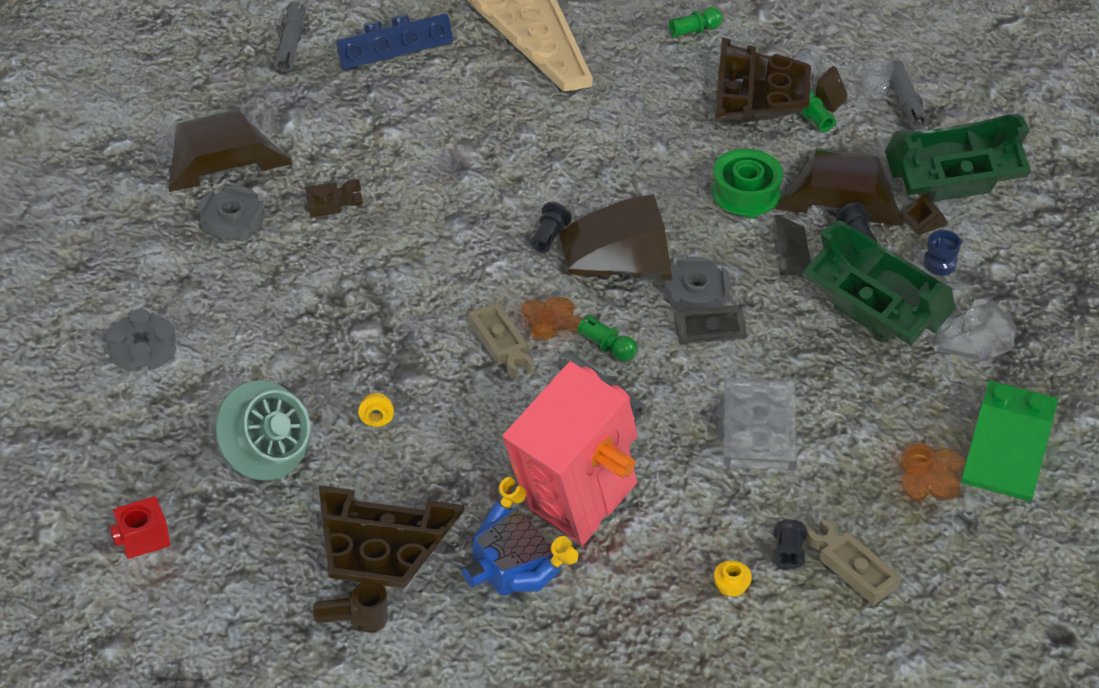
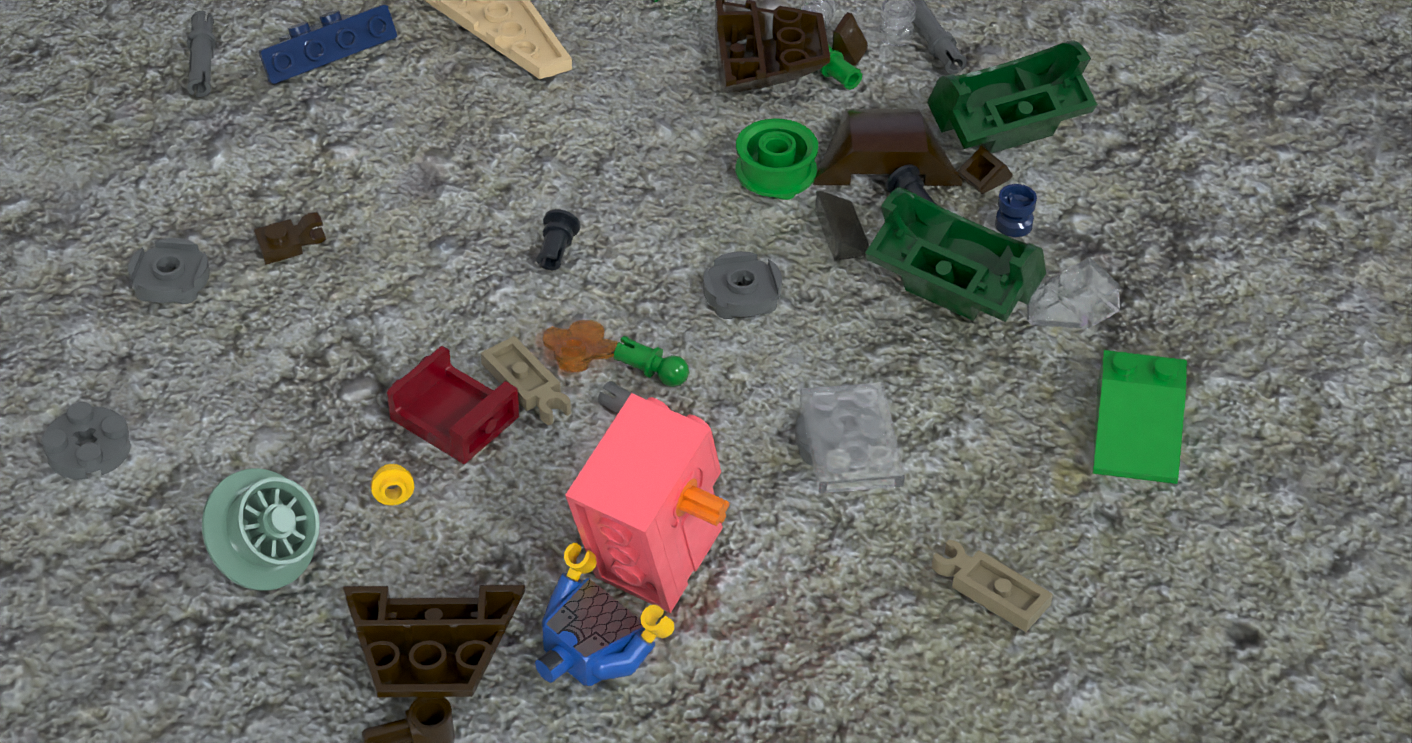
camera: 10 degrees left, 0 degrees up
(140, 527) = (128, 670): red brick -> none
(217, 145) = (137, 192): dark brown wedge -> none
(436, 353) = (451, 407): none -> dark red panel
(620, 239) = (642, 242): dark brown wedge -> none
(710, 324) = (767, 329): clear smoke slope -> none
(727, 583) = (856, 633): yellow plate -> none
(789, 544) = (914, 573): black bush -> none
(933, 475) = (1060, 468): clear orange plate -> none

